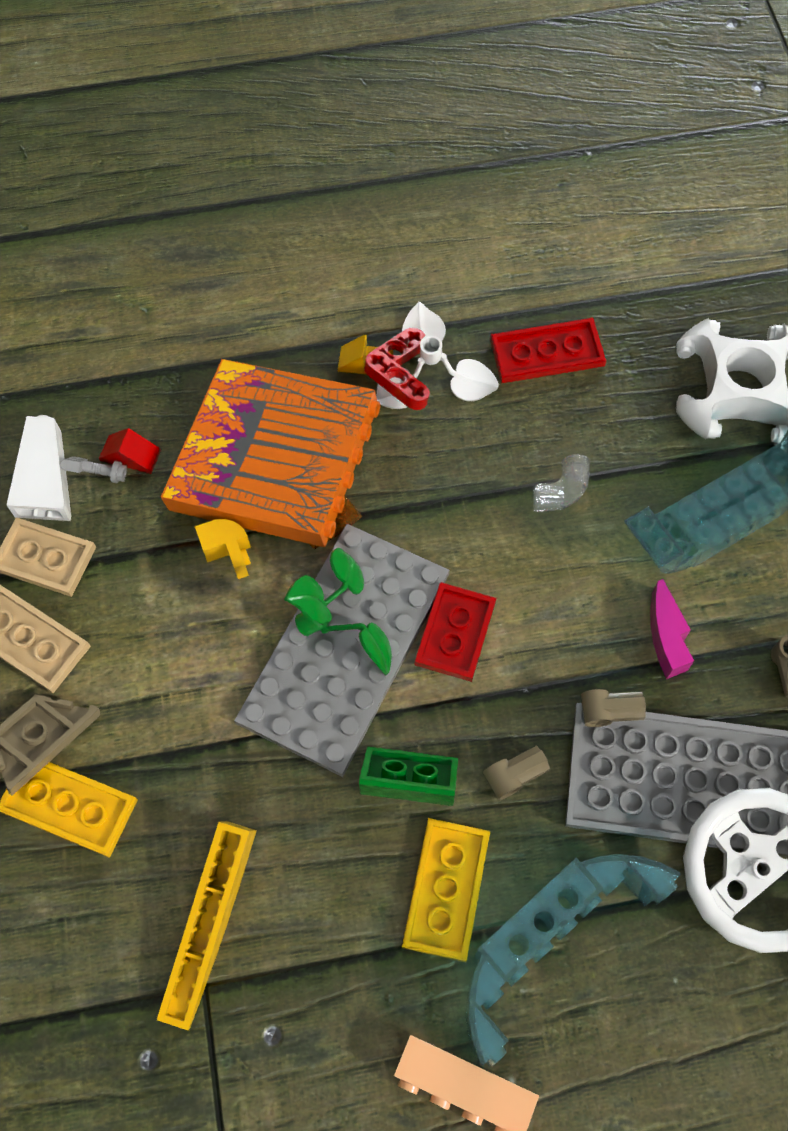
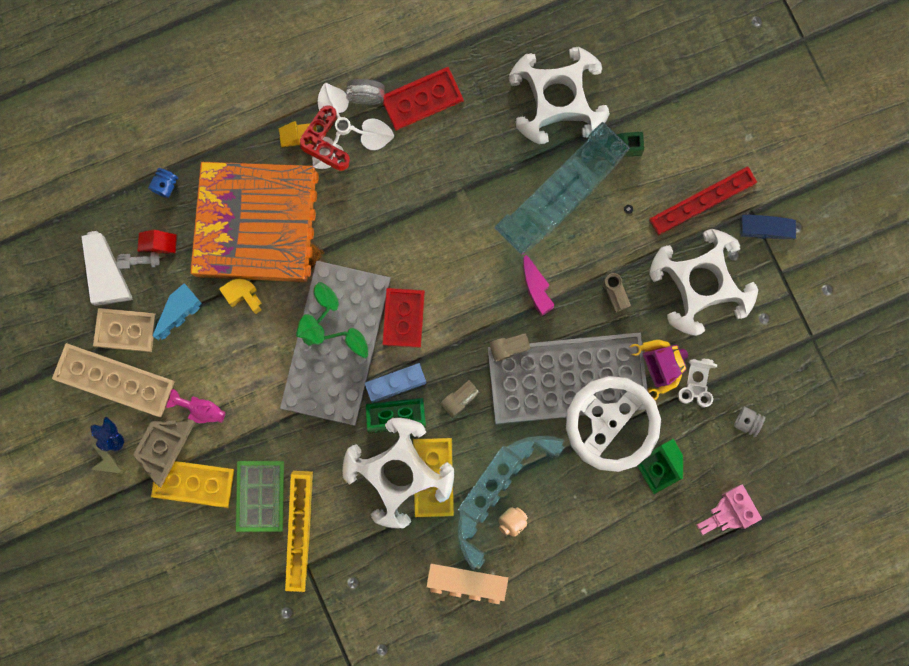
camera: 15 degrees left, 15 degrees up
(115, 695) = (201, 410): none -> dark pink animal
(127, 543) = (178, 306): none -> dark azure slope
(162, 377) = (165, 179): none -> blue piece
(163, 852) = (260, 496): none -> clear piece
(373, 898) = (392, 494): none -> white piece
(421, 723) = (395, 383): none -> medium blue brick
(472, 319) = (365, 91): none -> clear piece
(564, 996) = (512, 521): none -> light nougat head
(567, 489) = (456, 202): clear cylinder -> none

